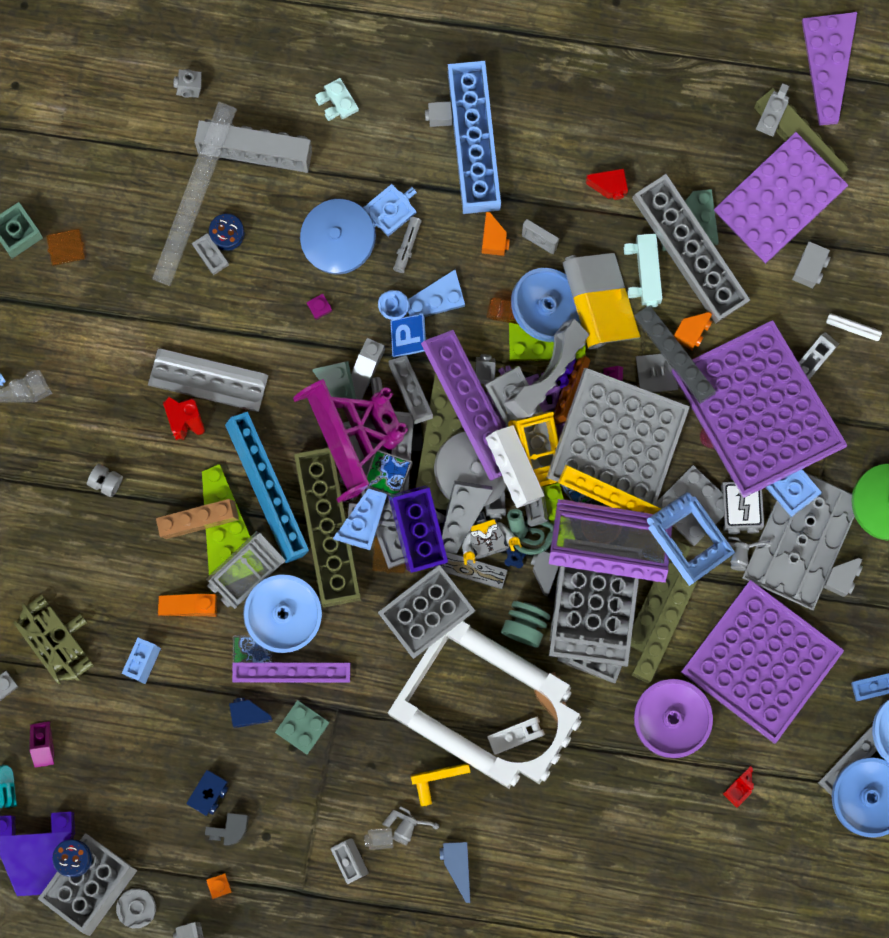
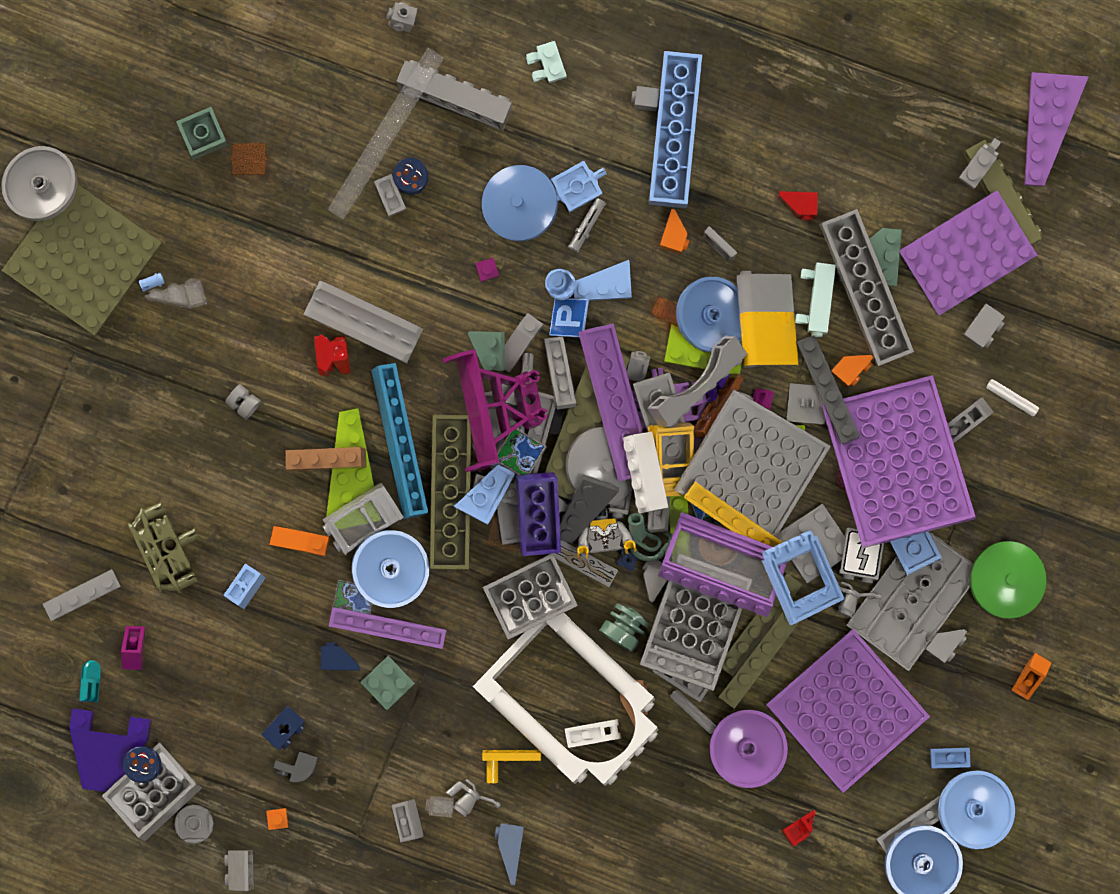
camera: 10 degrees right, 5 degrees up
(610, 693) = (693, 711): none -> light grey axle

